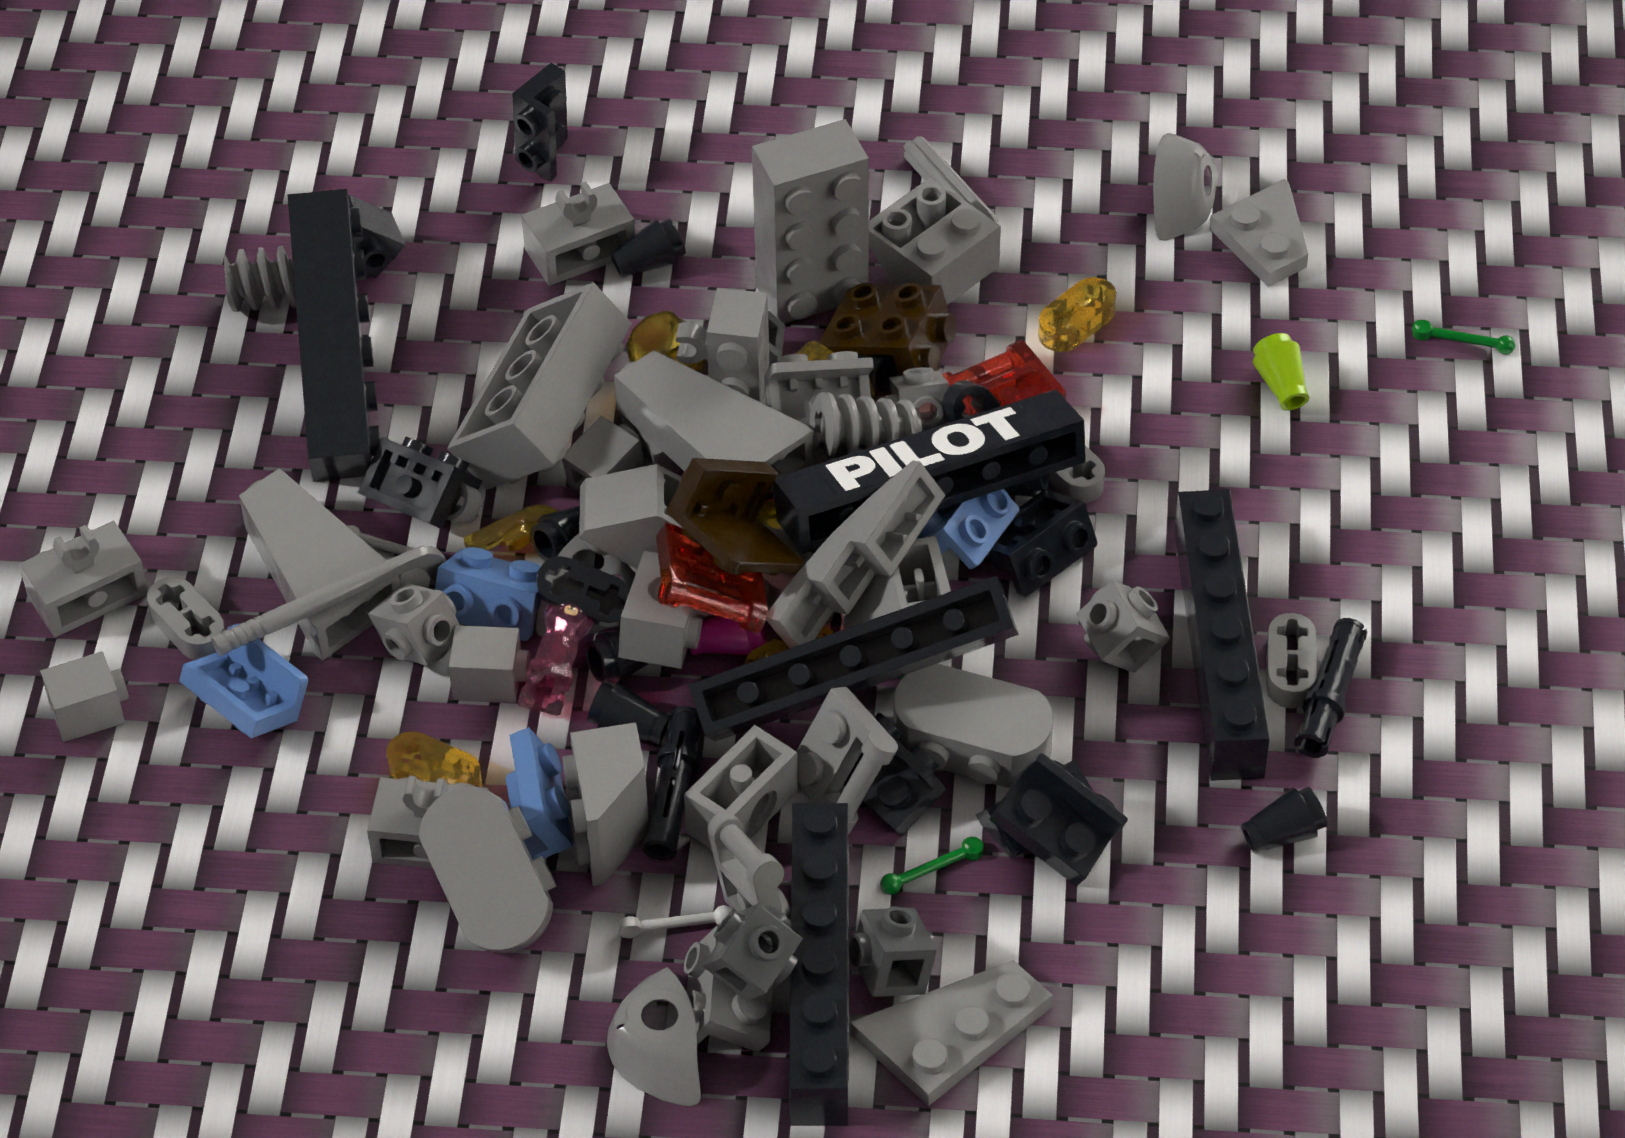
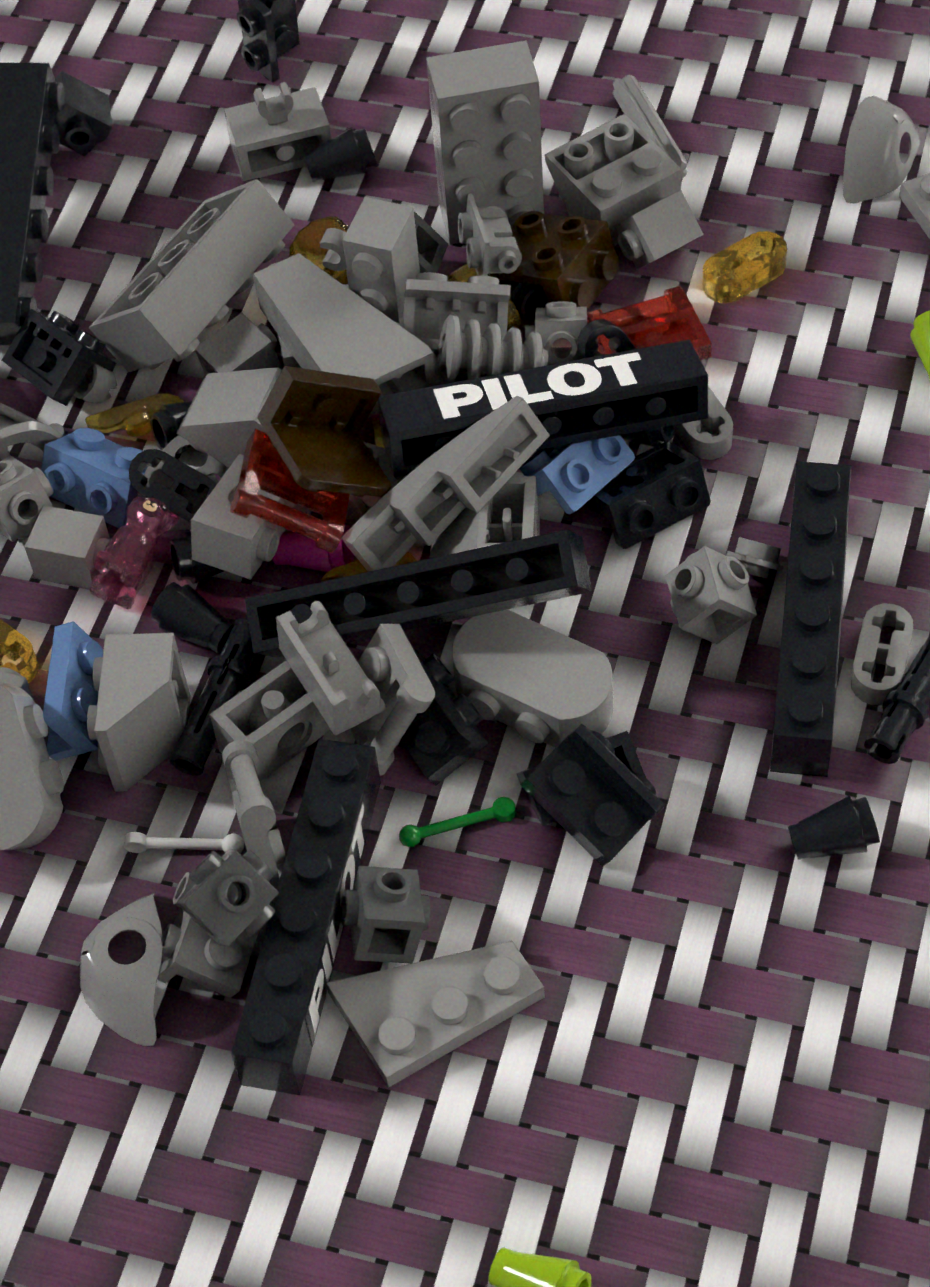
camera: 15 degrees right, 5 degrees up
(790, 738) = (328, 670): none -> light grey hinge
(828, 316) = (488, 239): none -> light grey hinge
(988, 288) = (657, 230): none -> light grey brick
(1158, 584) = (757, 557): none -> light grey plate

